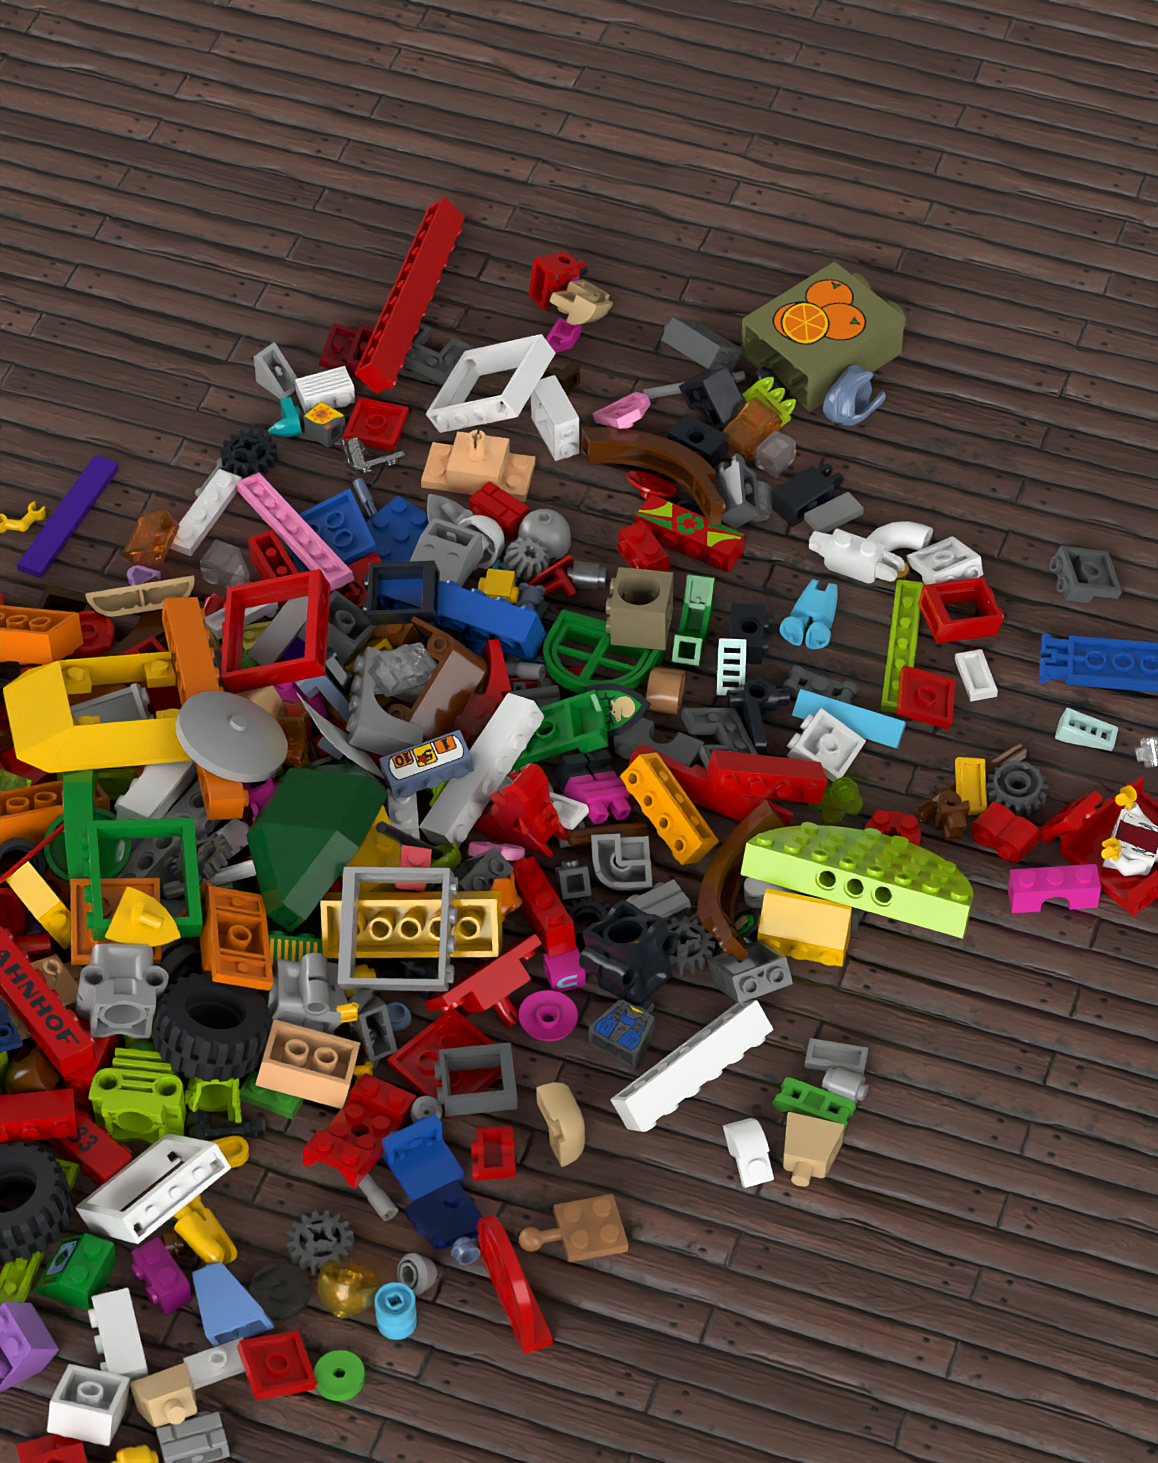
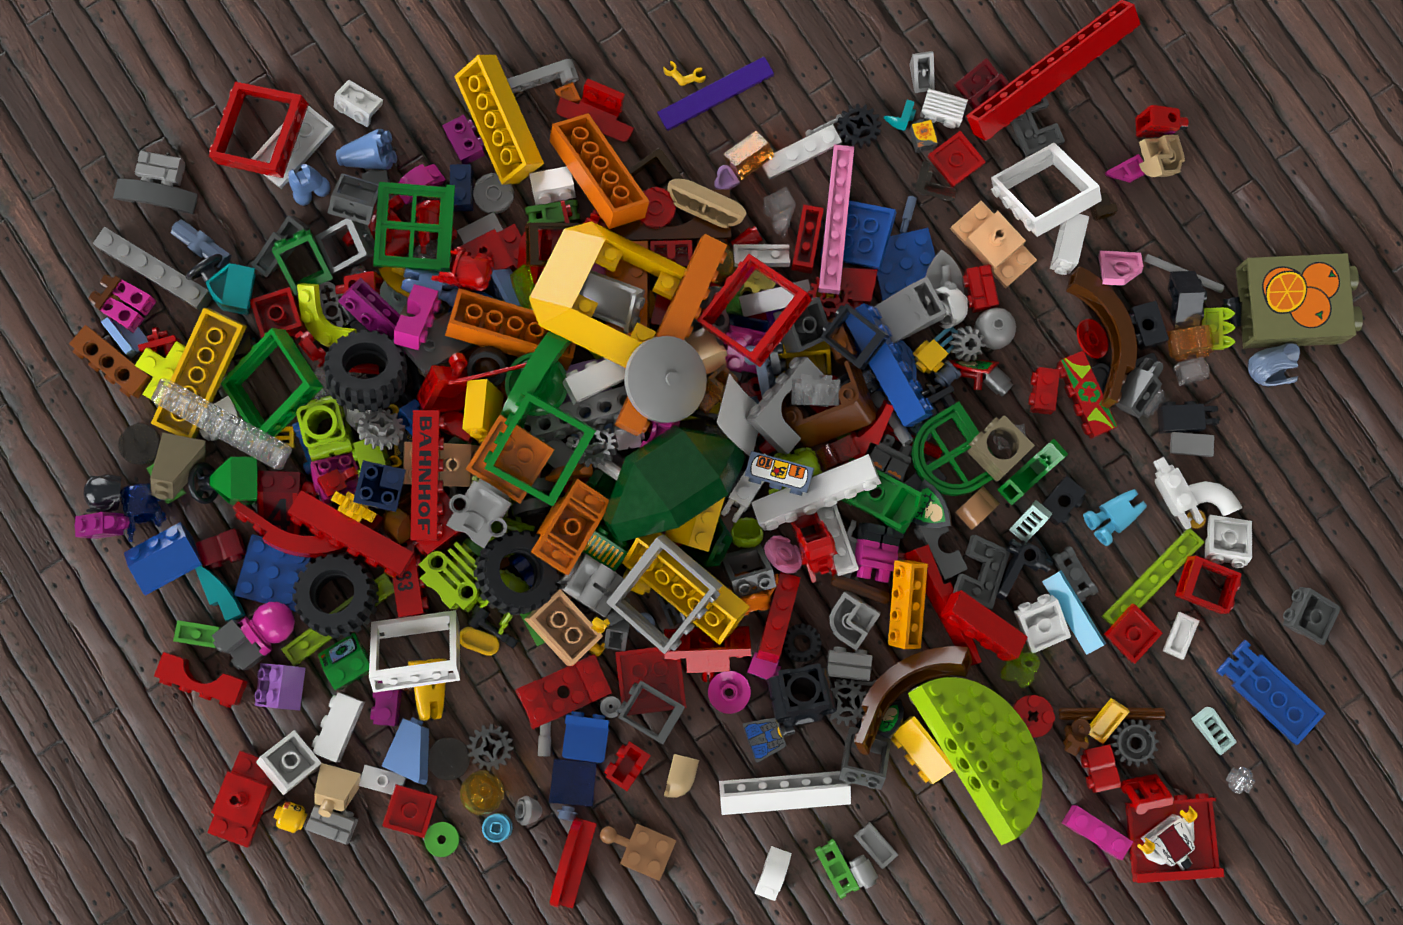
camera: 35 degrees right, 30 degrees up
(141, 921) = (515, 482): yellow shield -> none
(407, 839) = (726, 523): black bar -> none
(414, 858) = (706, 556): coral brick -> none
(572, 879) = (813, 609): dark grey brick -> none
(701, 344) = (1209, 251): dark grey window -> none
(810, 1147) = (809, 898): tan torso -> none

